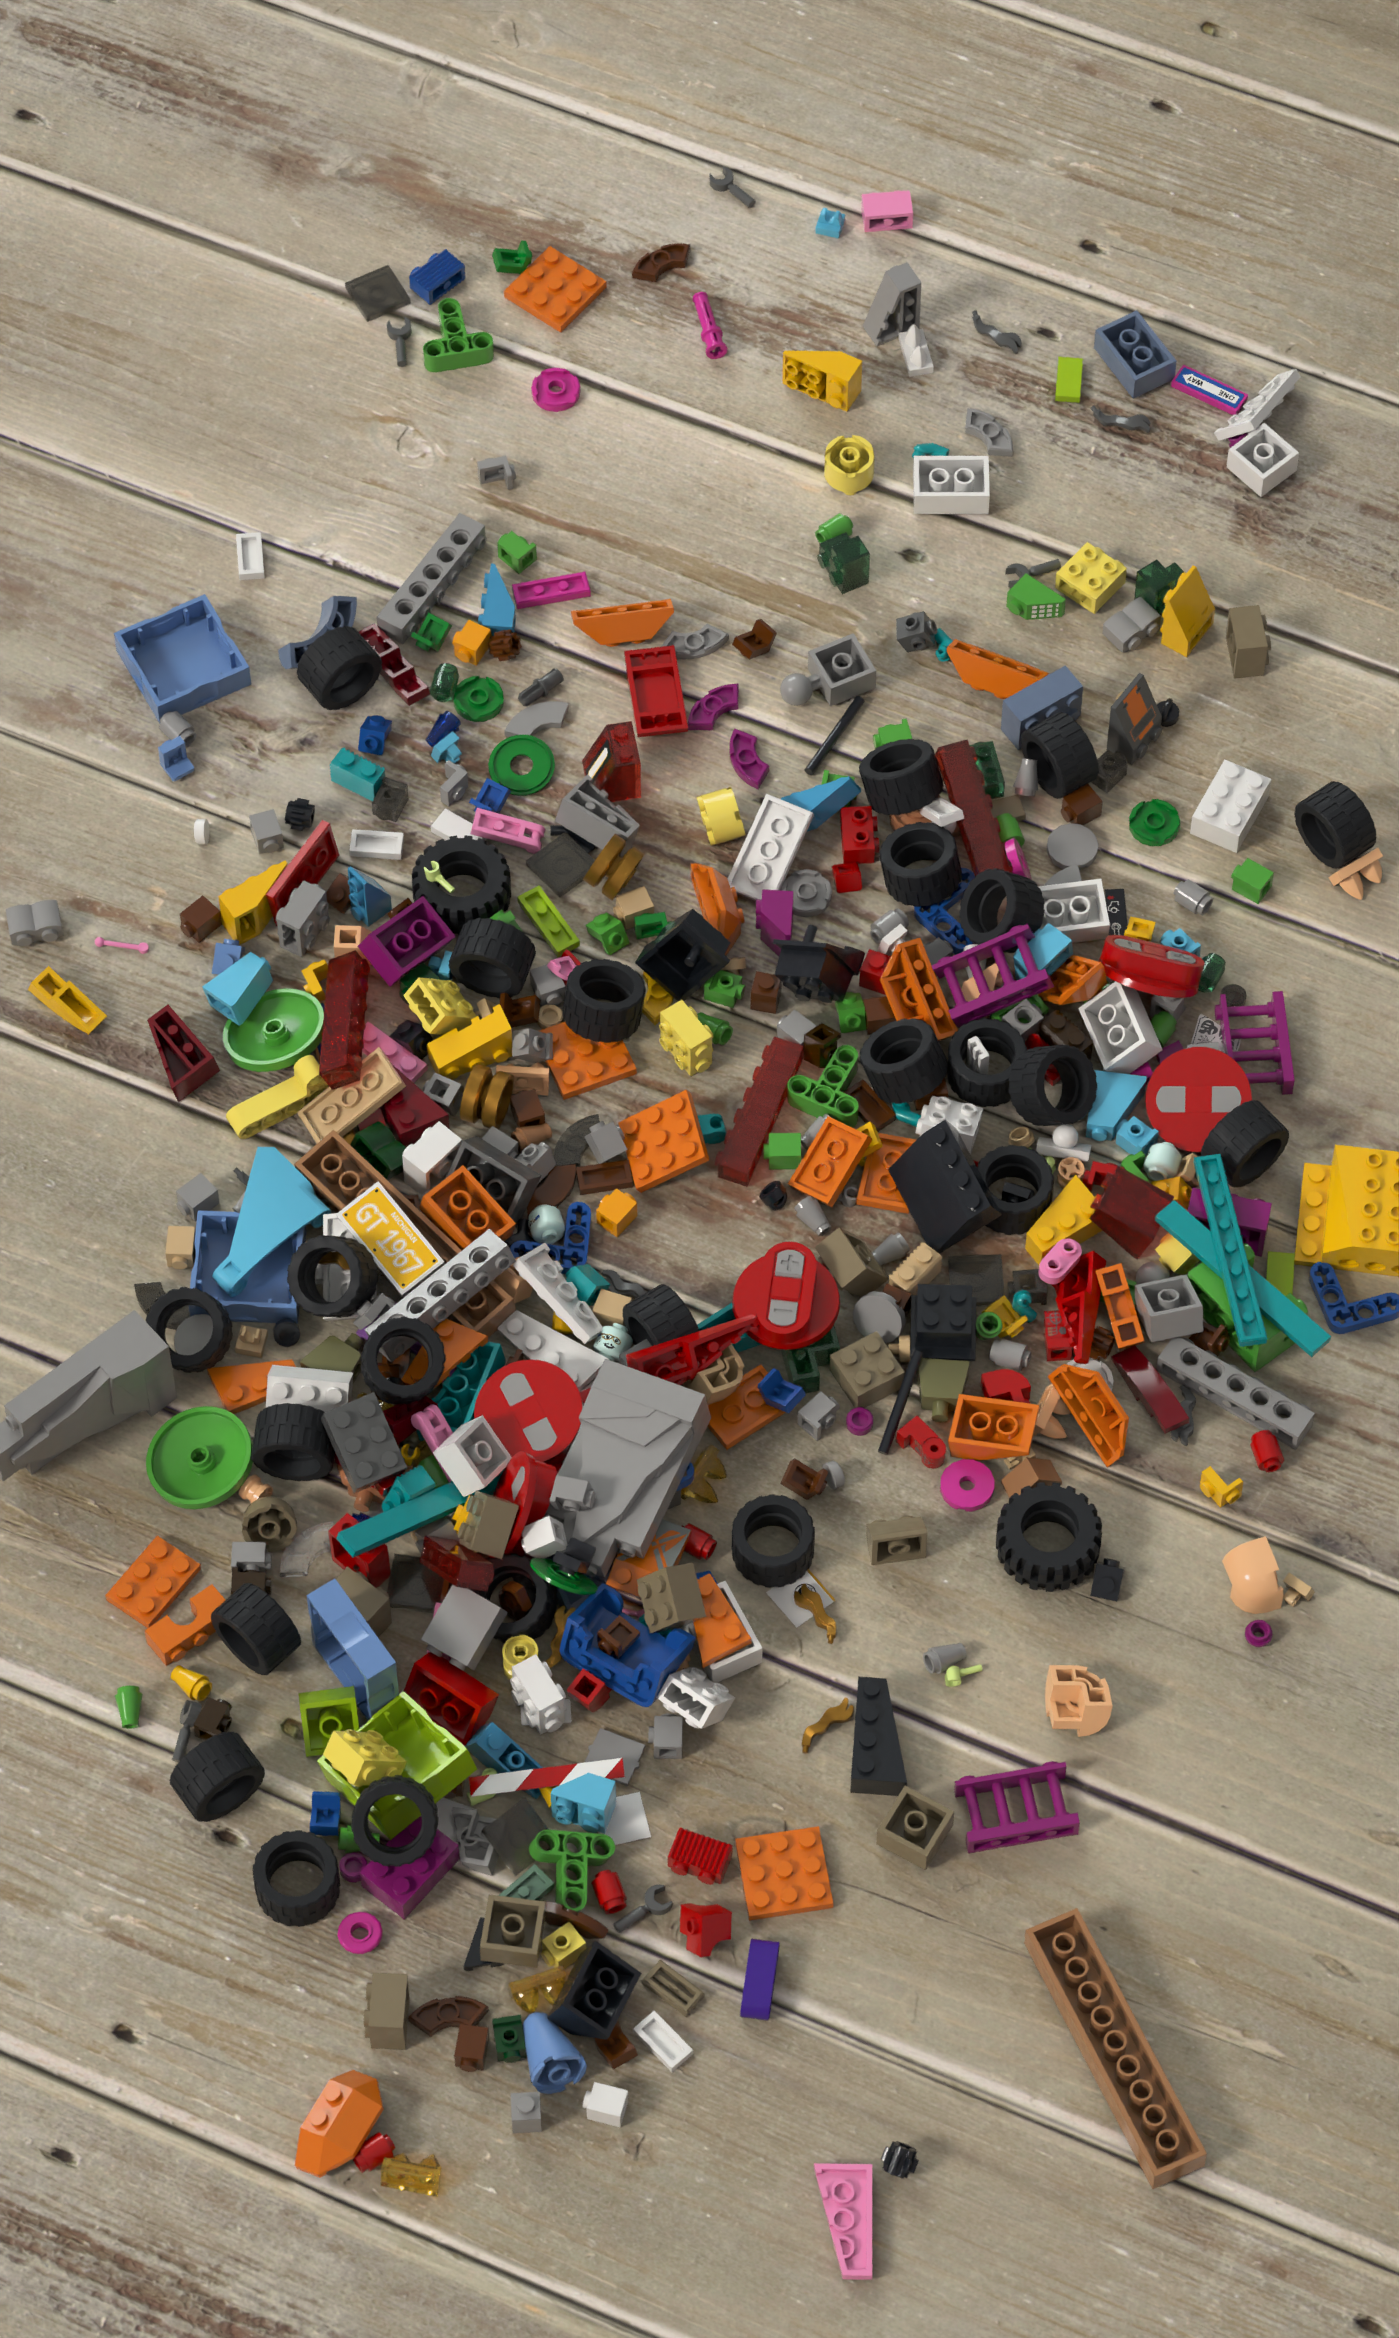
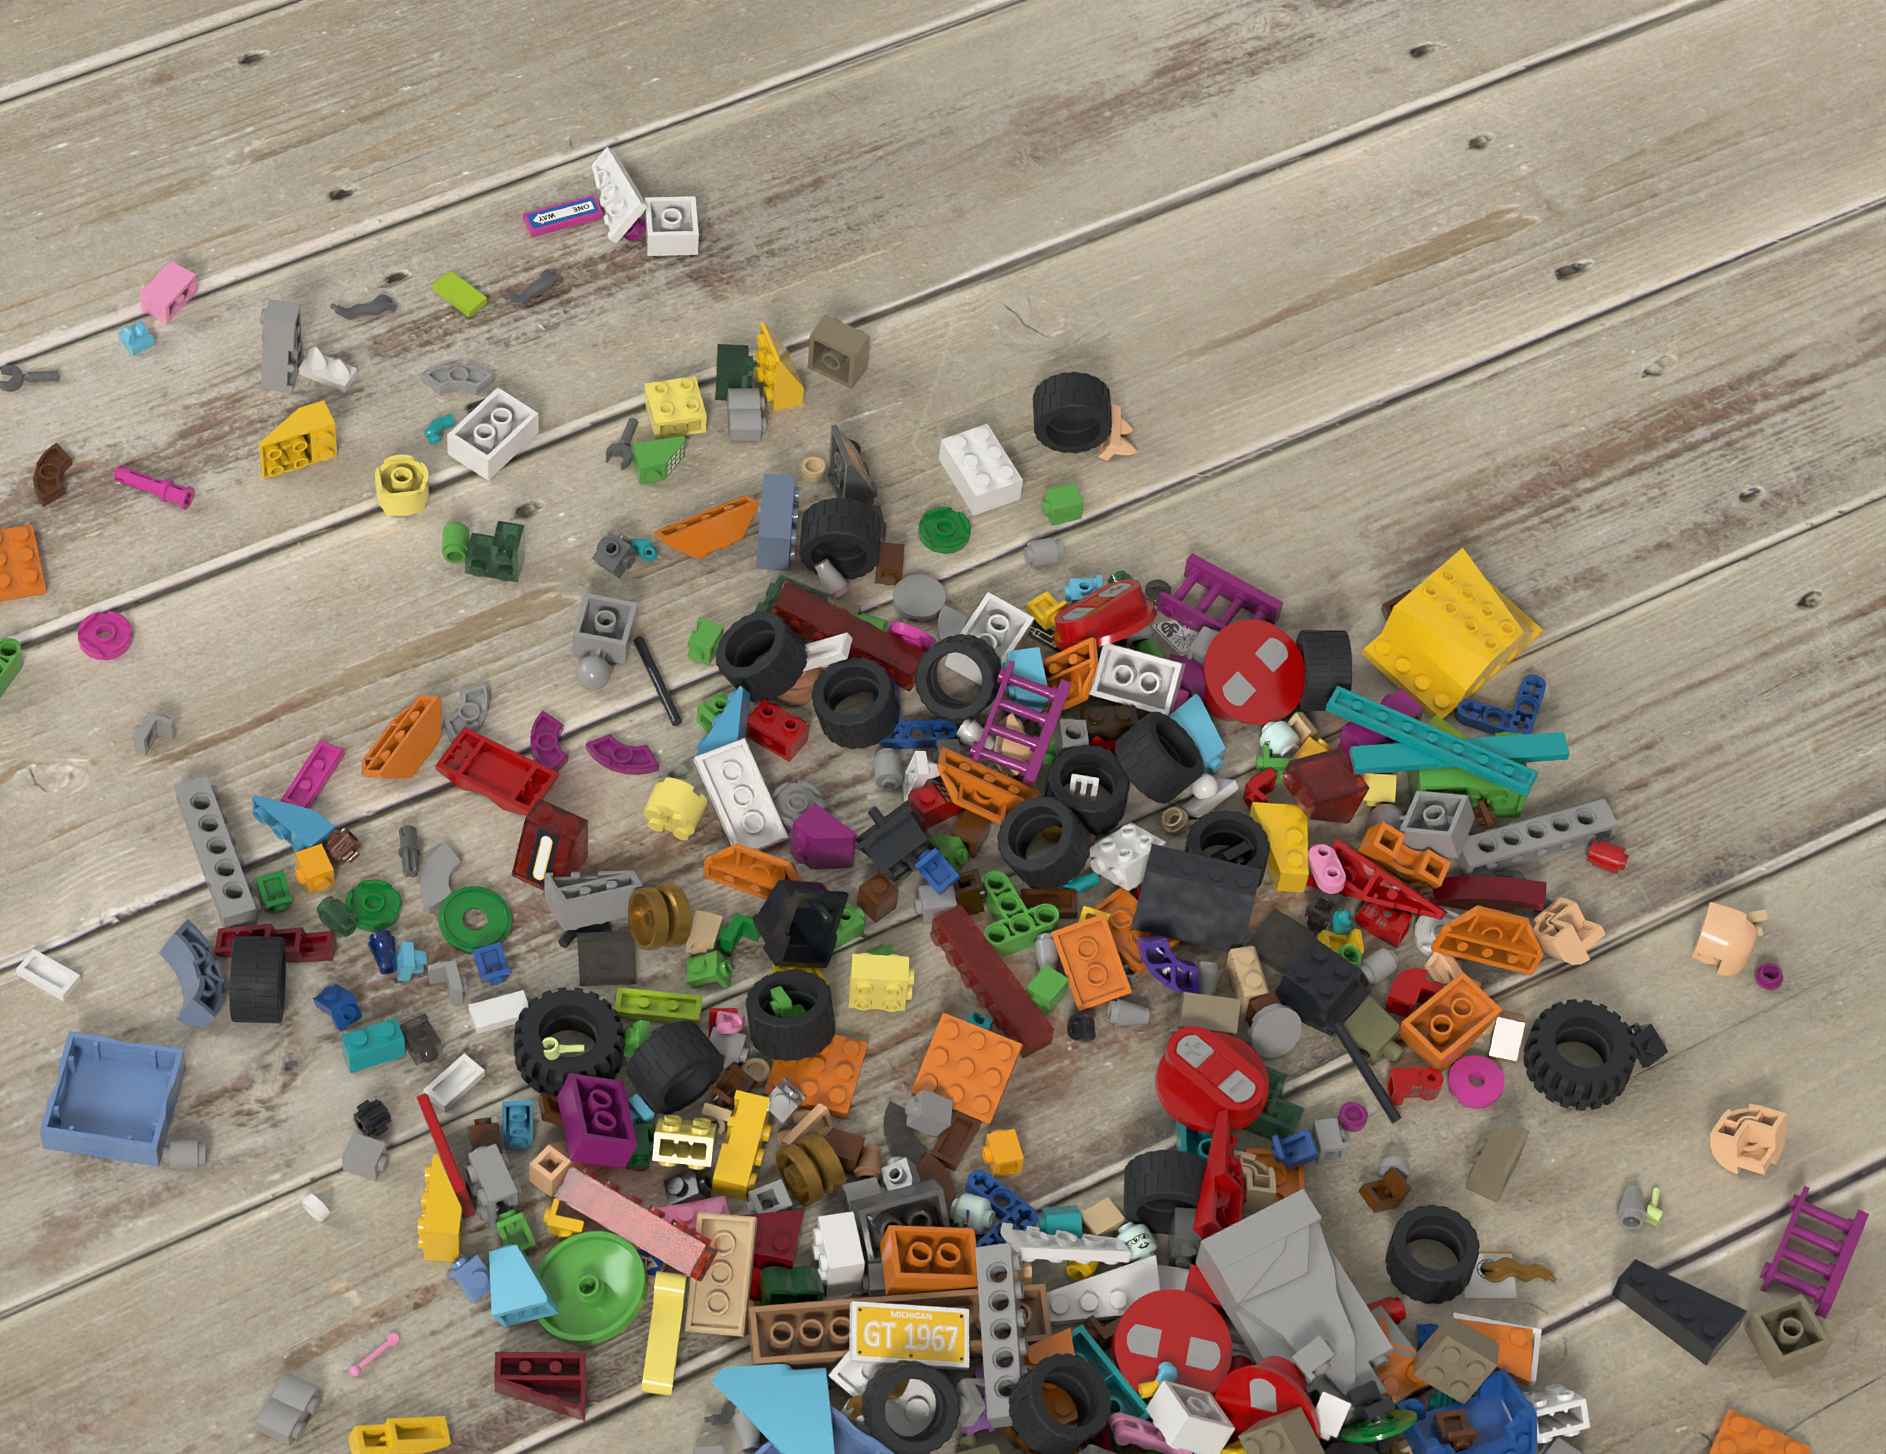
camera: 60 degrees left, 5 degrees down
(174, 758) = (218, 1179): medium blue bracket -> none
(200, 919) = (410, 1271): reddish brown brick -> none
(283, 957) = (515, 1230): none -> bright green bracket
(496, 1420) = (1166, 1372): none -> arm
(507, 830) = (538, 973): bright pink plate -> none
(516, 551) = (249, 774): bright green brick -> none
(605, 988) = (782, 1006): none -> bright green bracket
(618, 1286) = (1090, 1194): dark grey hair -> none
(756, 641) = (513, 667): reddish brown bracket -> none
(811, 1007) = (936, 870): none -> blue bracket
(832, 1715) = (1625, 1330): pearl gold hair -> none
(847, 877) = (807, 766): red slope -> none
(866, 1371) = (1315, 1076): dark tan brick -> none
(870, 1210) = (1165, 967): none -> dark purple brick
(902, 1348) = (1312, 1036): tan tile -> none
(1068, 1167) = (1238, 802): light nougat wheel -> none
(1135, 354) = (486, 233): sand blue brick -> none
(1135, 1136) = (1241, 742): medium azure brick -> none
(1156, 1461) = (1566, 933): none -> light nougat brick
(1216, 1488) = (1616, 912): yellow bracket -> none

